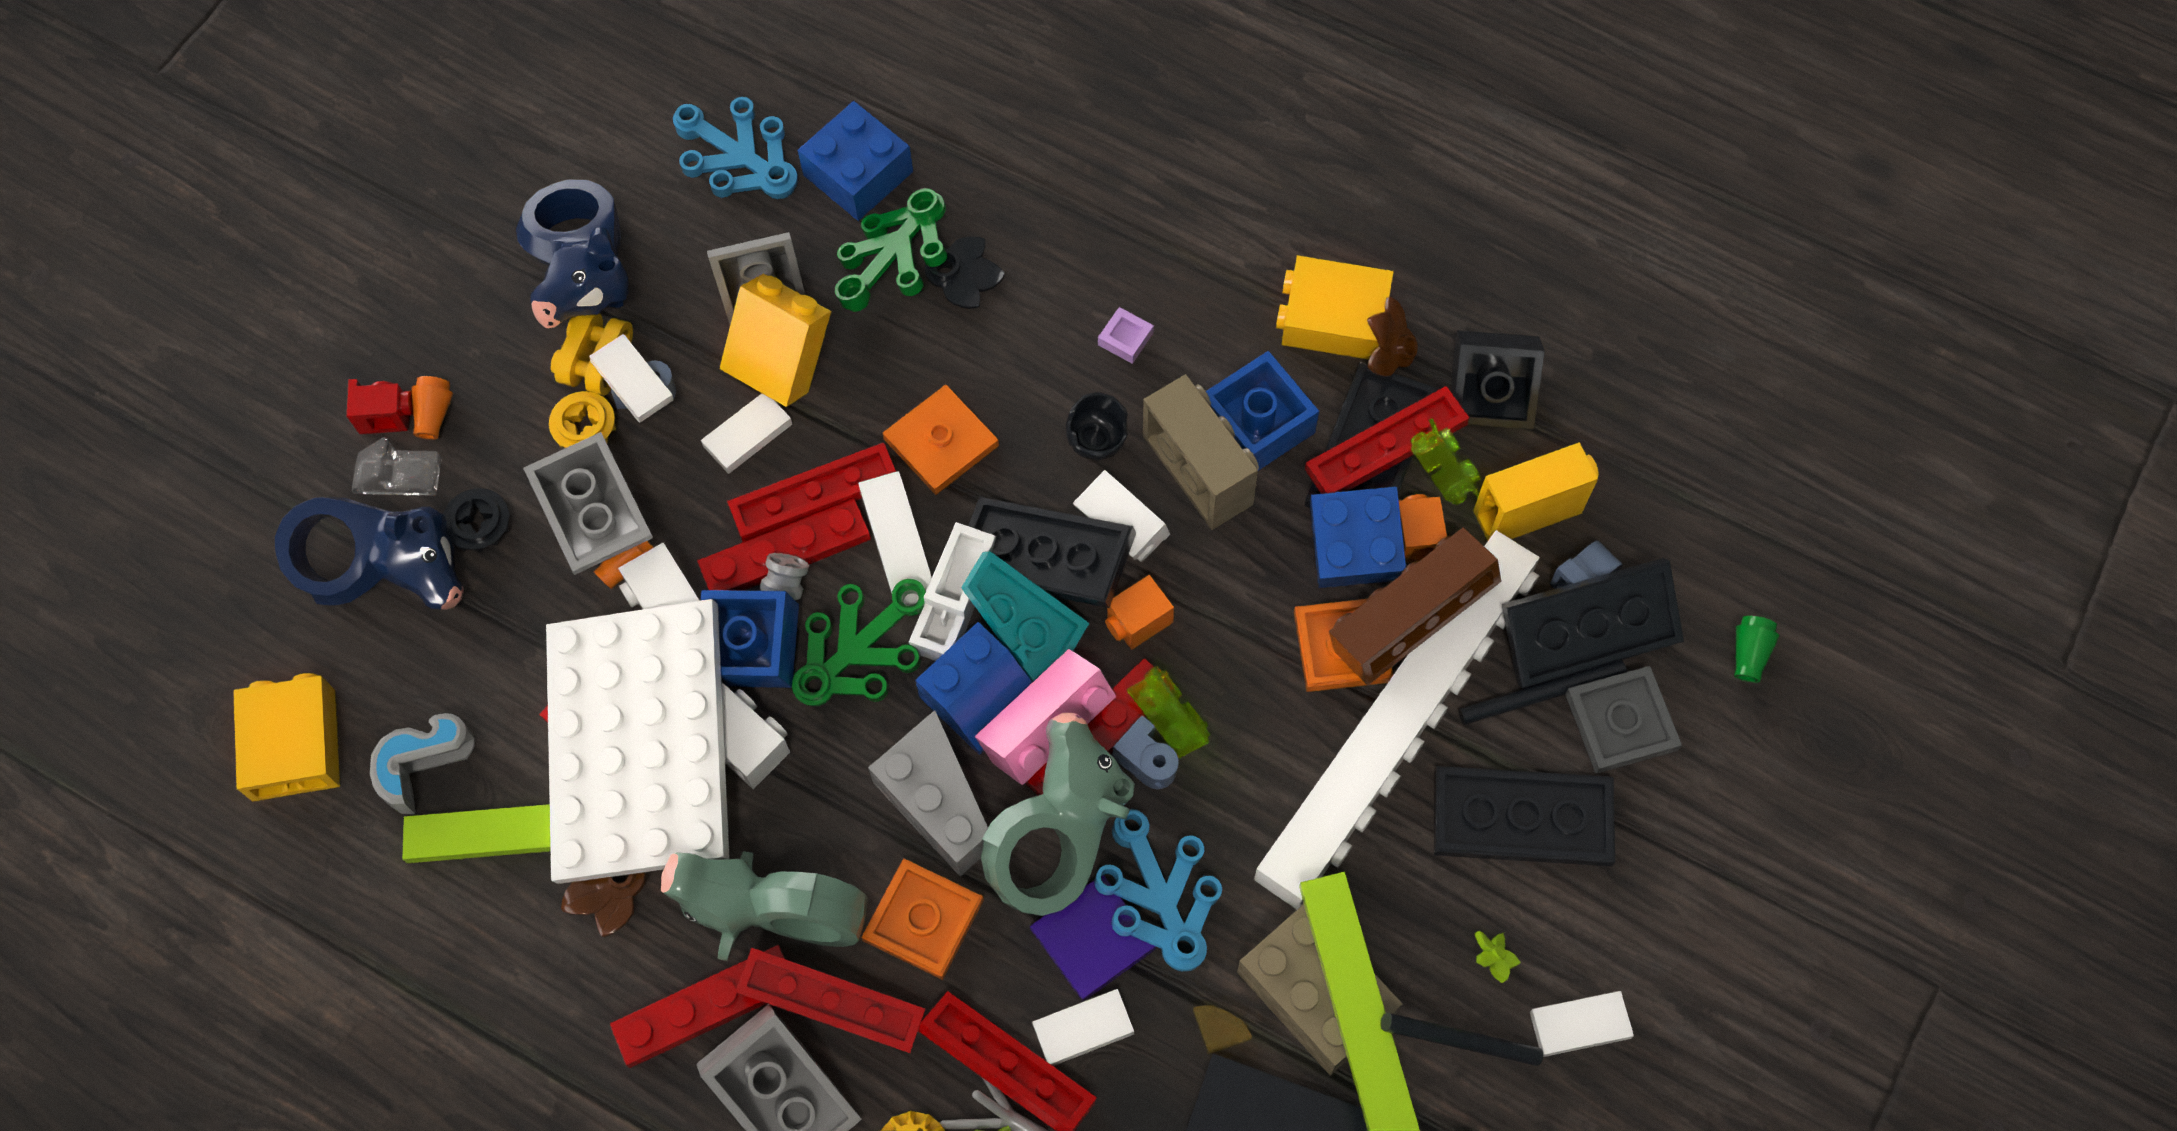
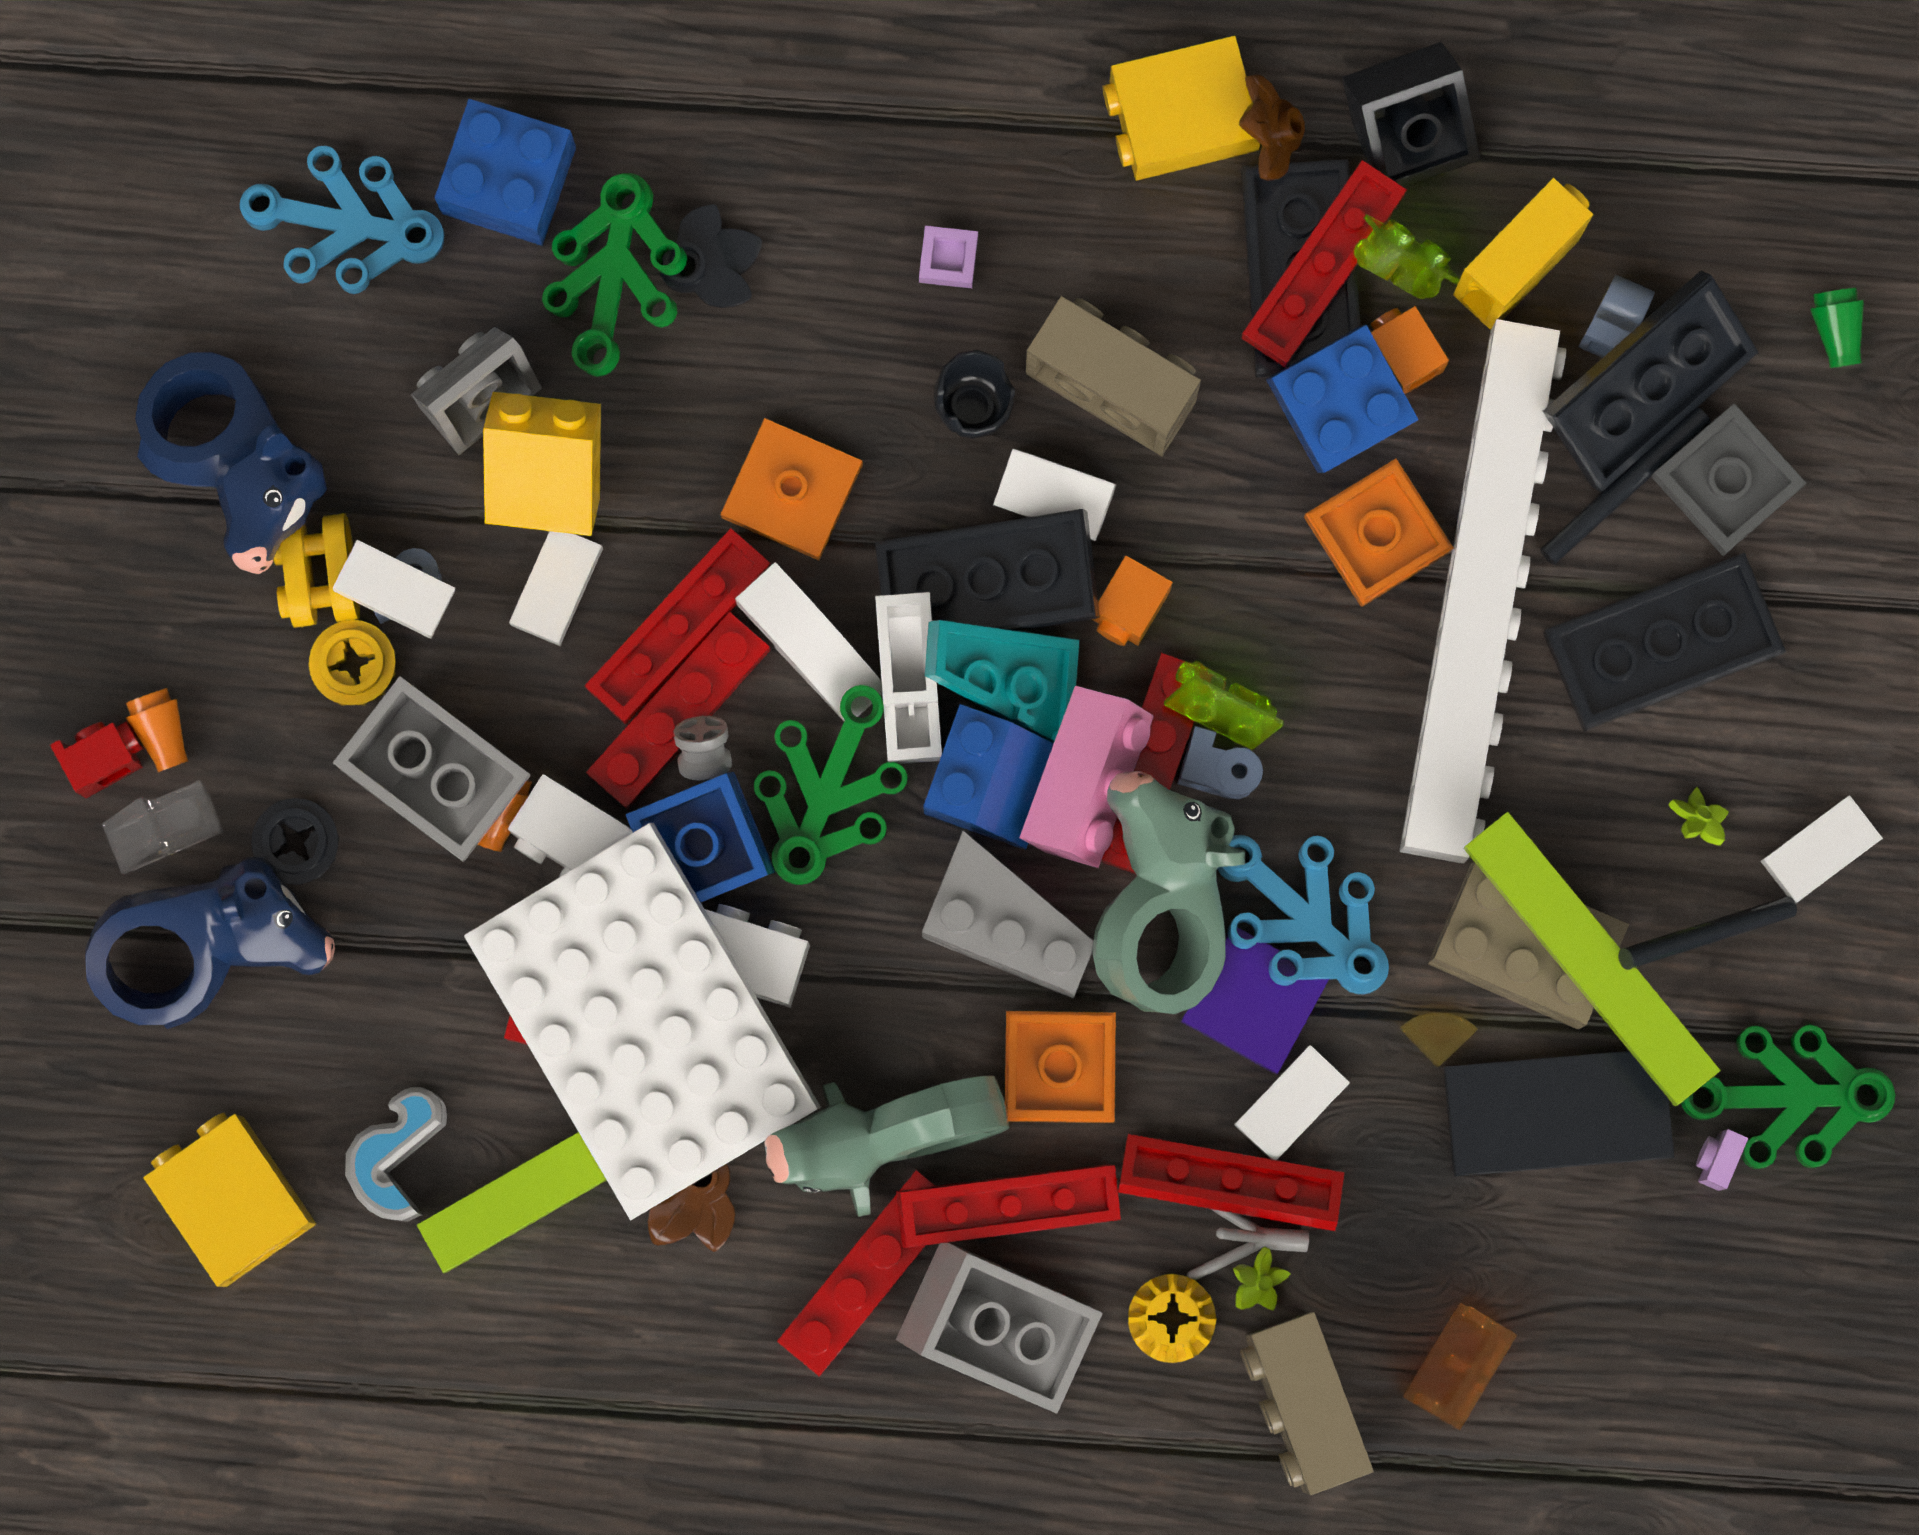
camera: 25 degrees left, 15 degrees up
(1264, 409) = (1160, 287): blue brick -> none
(1415, 605) = (1447, 458): reddish brown brick -> none

